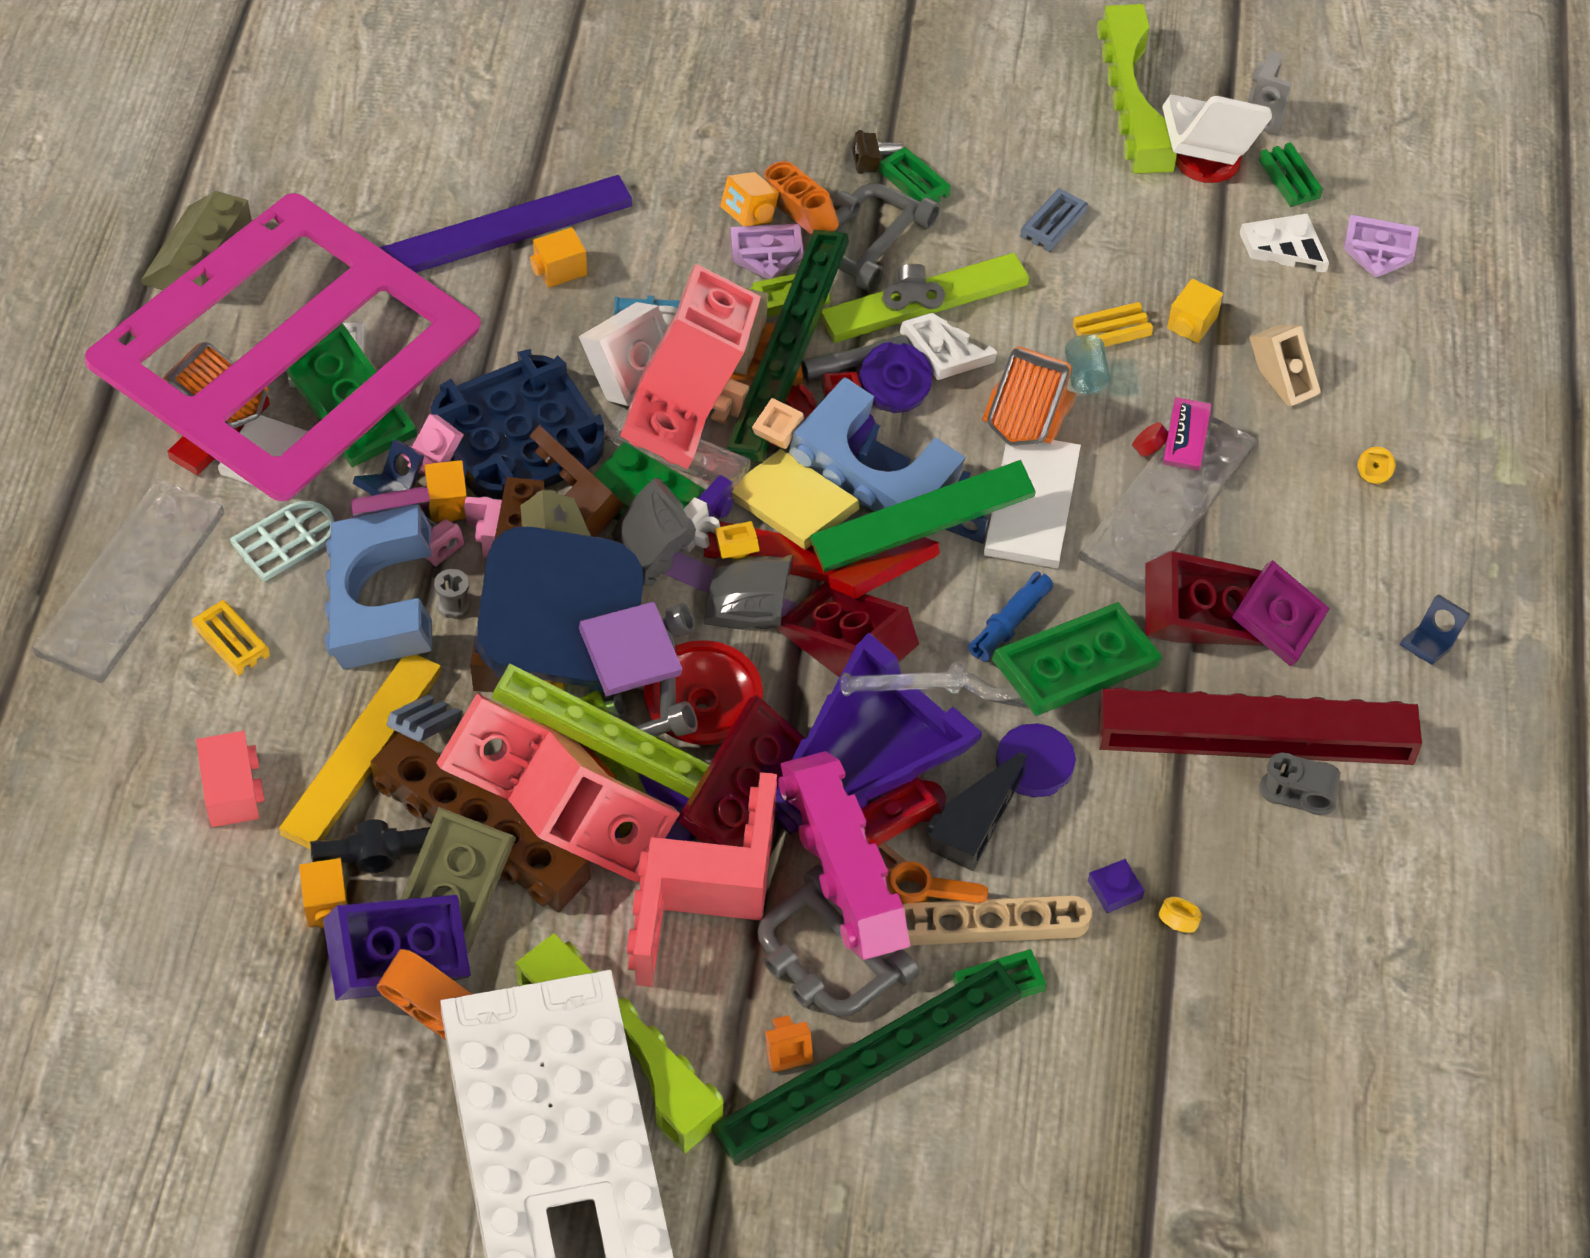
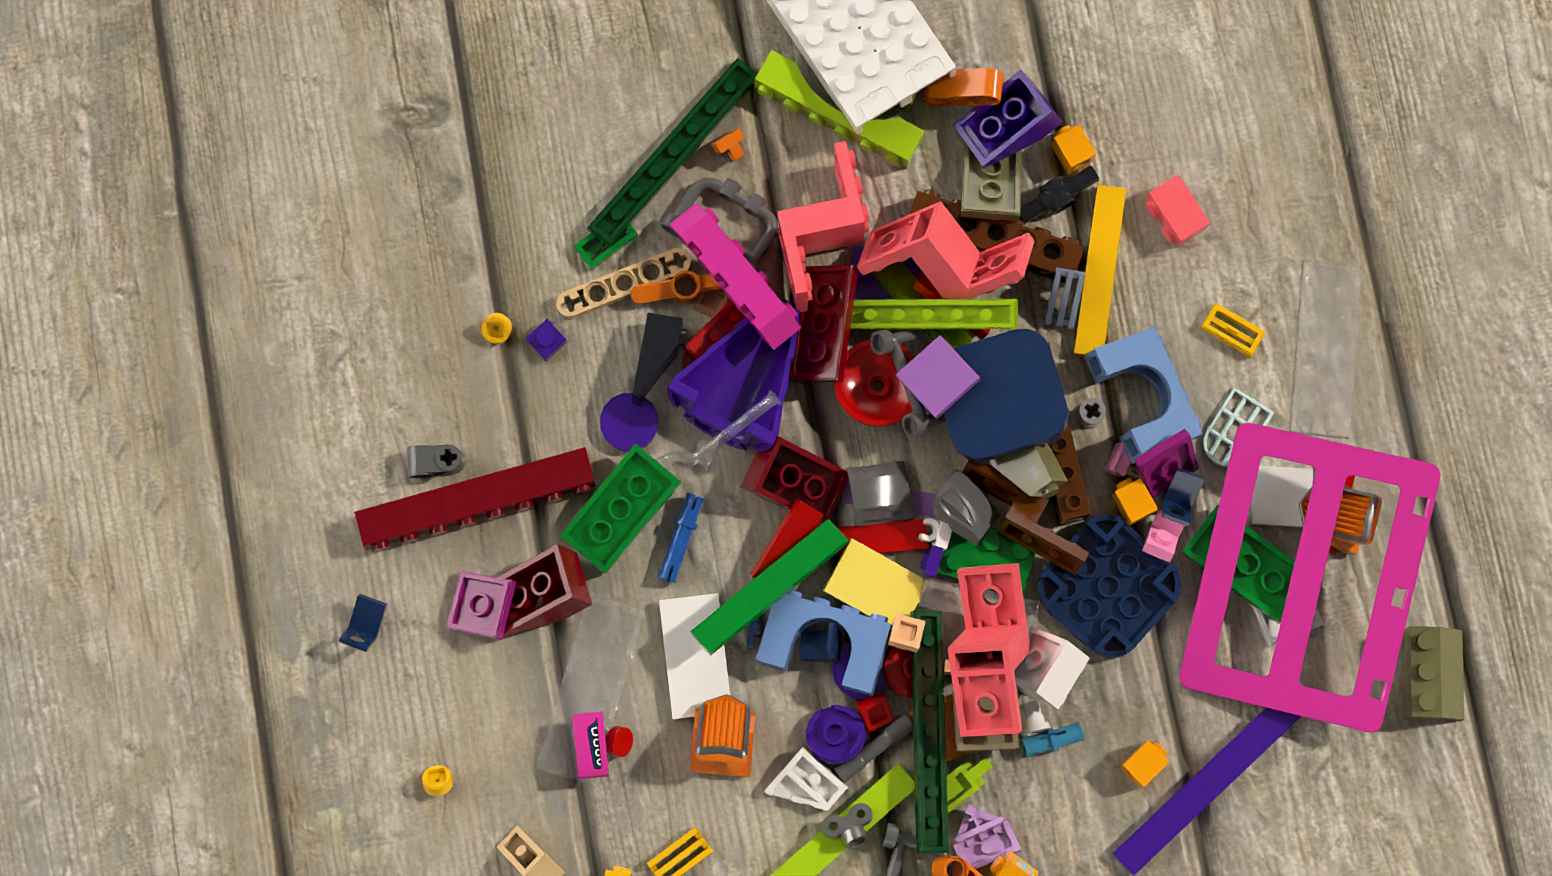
camera: 160 degrees right, 25 degrees up
(483, 514) = (1091, 479): bright pink bracket -> none
(737, 540) = (901, 523): yellow plate -> none
(1088, 363) = (688, 801): clear light blue piece -> none

